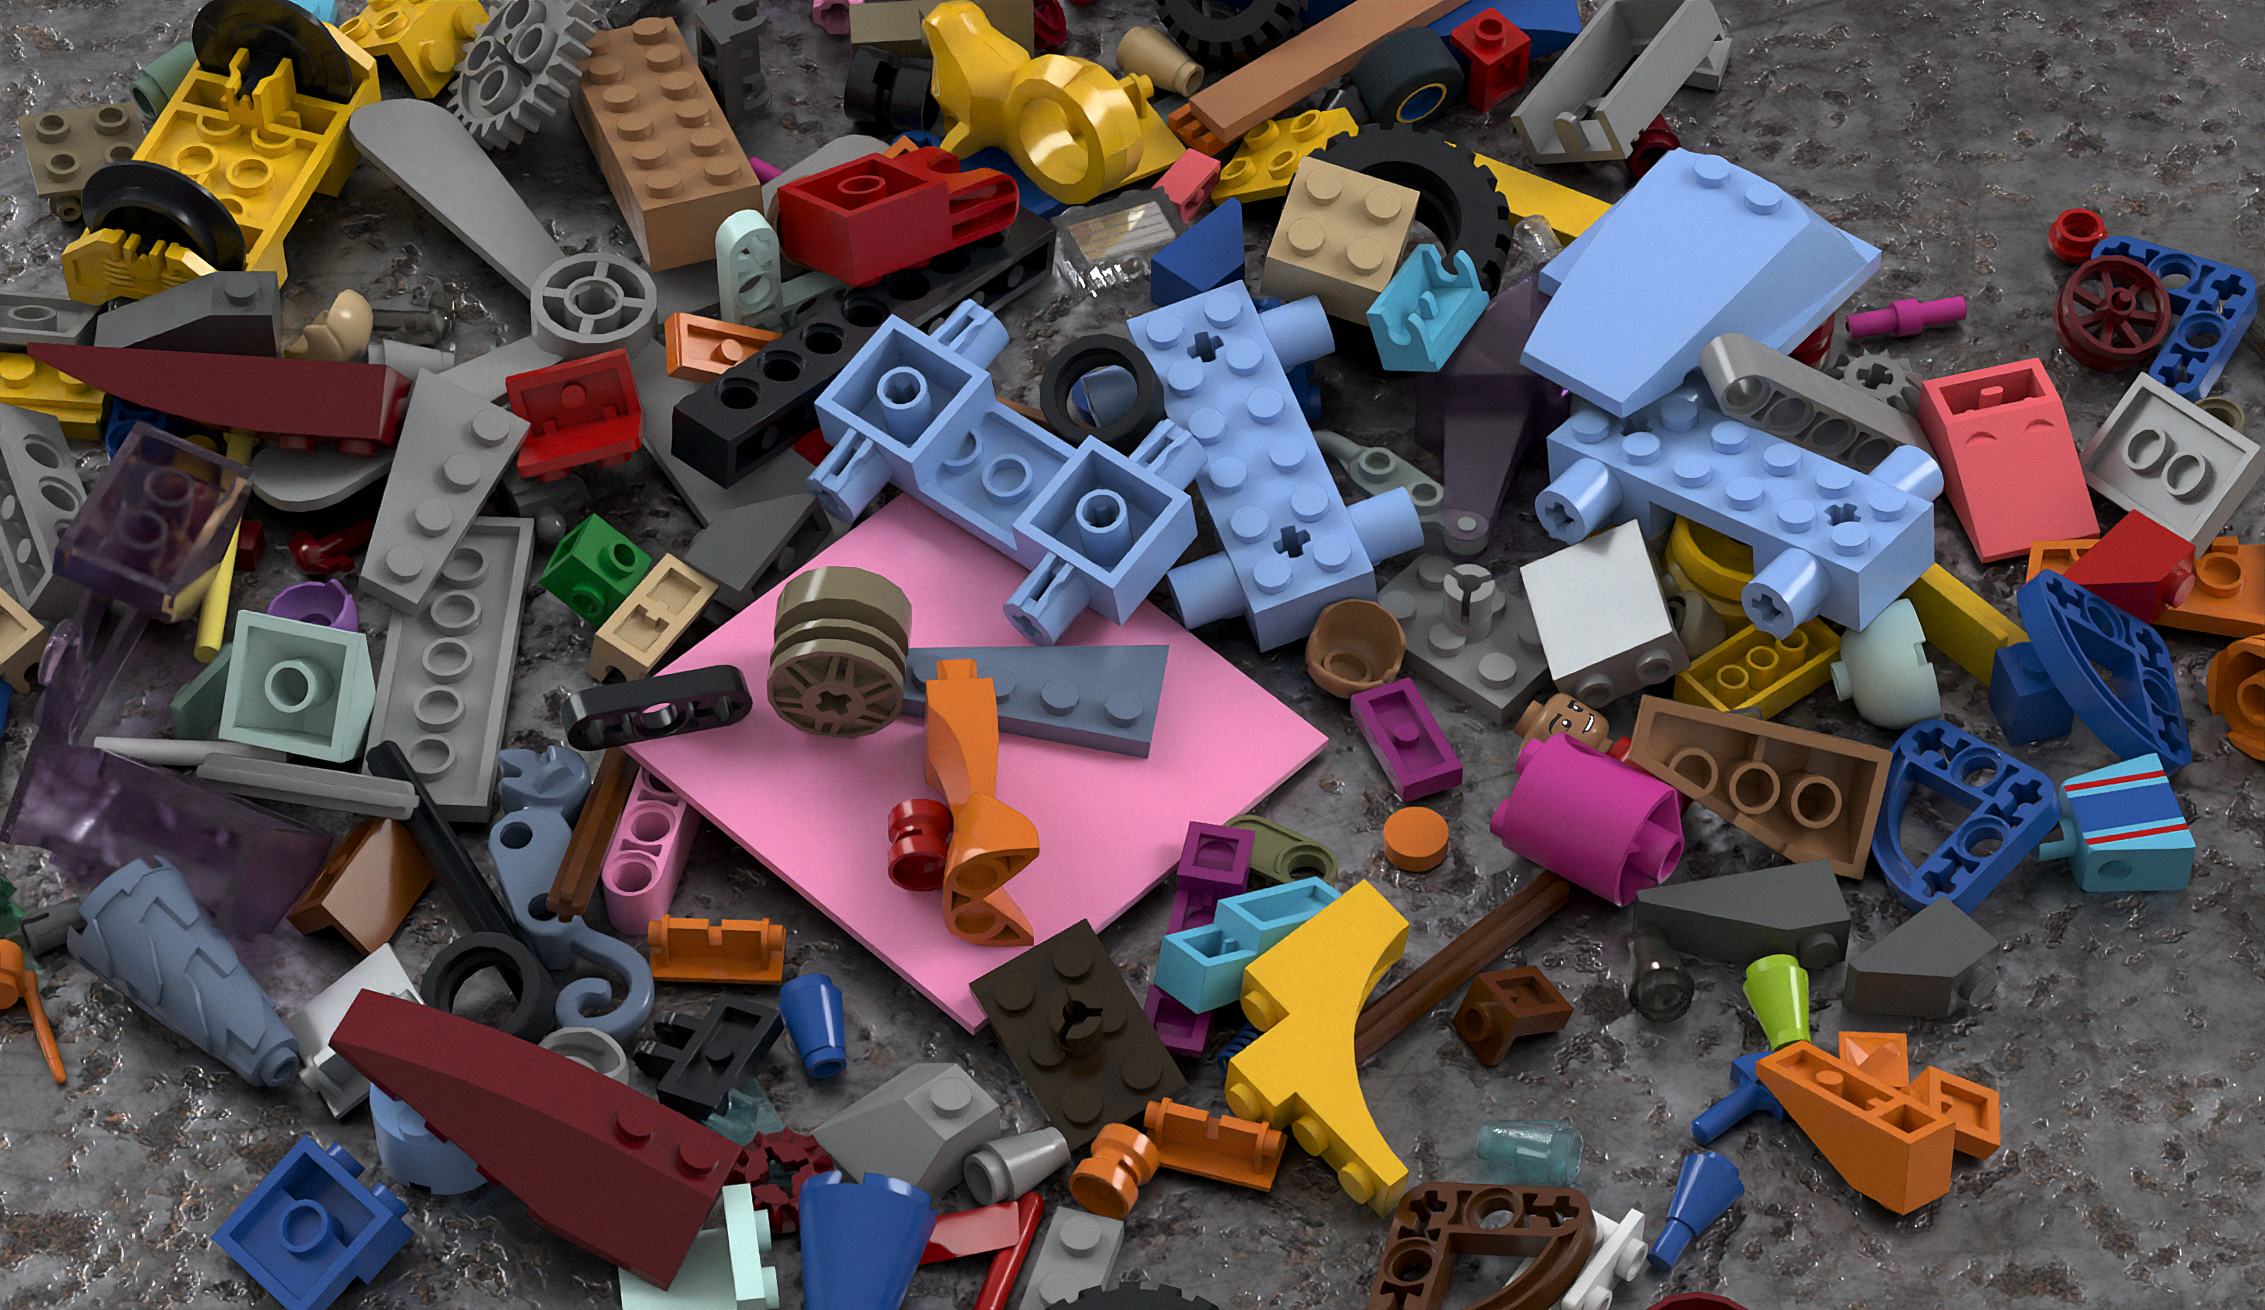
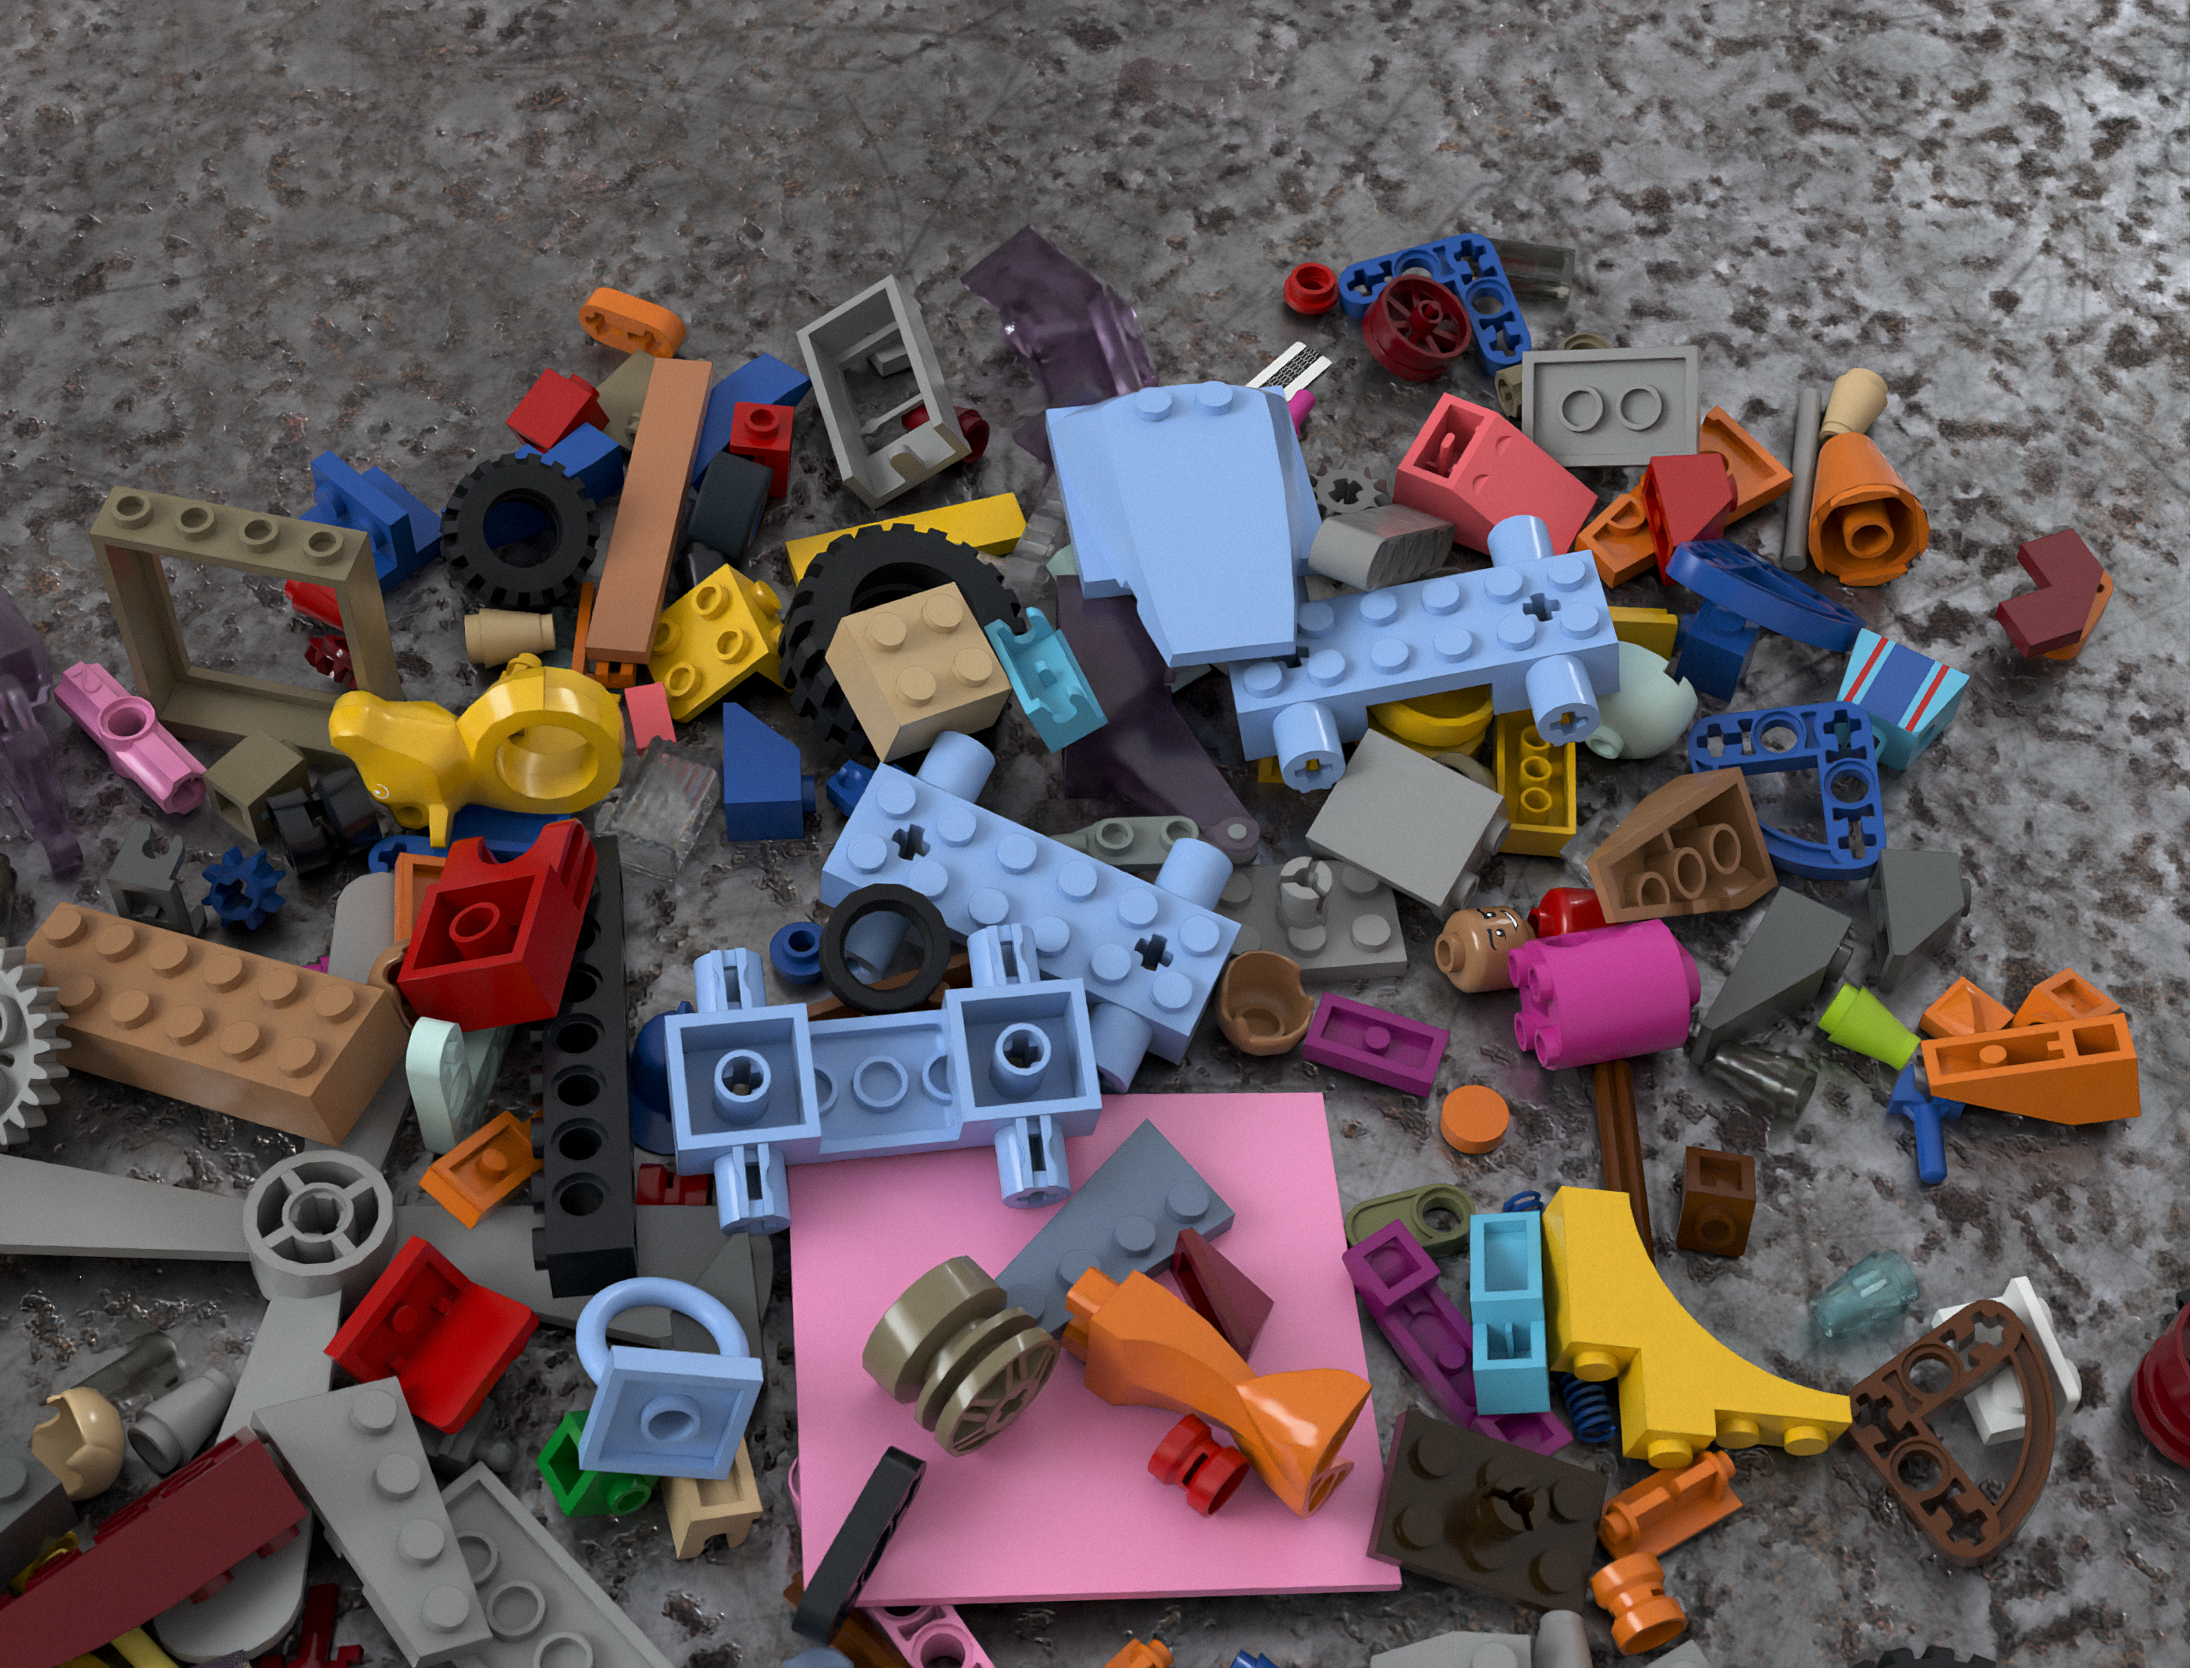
camera: 50 degrees left, 5 degrees up
(638, 543) = (665, 1406): none -> light blue tile
(799, 96) = (226, 888): none -> blue gear
(1071, 783) = (1220, 1292): none -> dark red slope
(1702, 1193) = (2008, 1224): blue cone -> none
(1836, 121) = (1064, 322): none -> clear purple windscreen
(1976, 287) = (1292, 370): none -> sticker

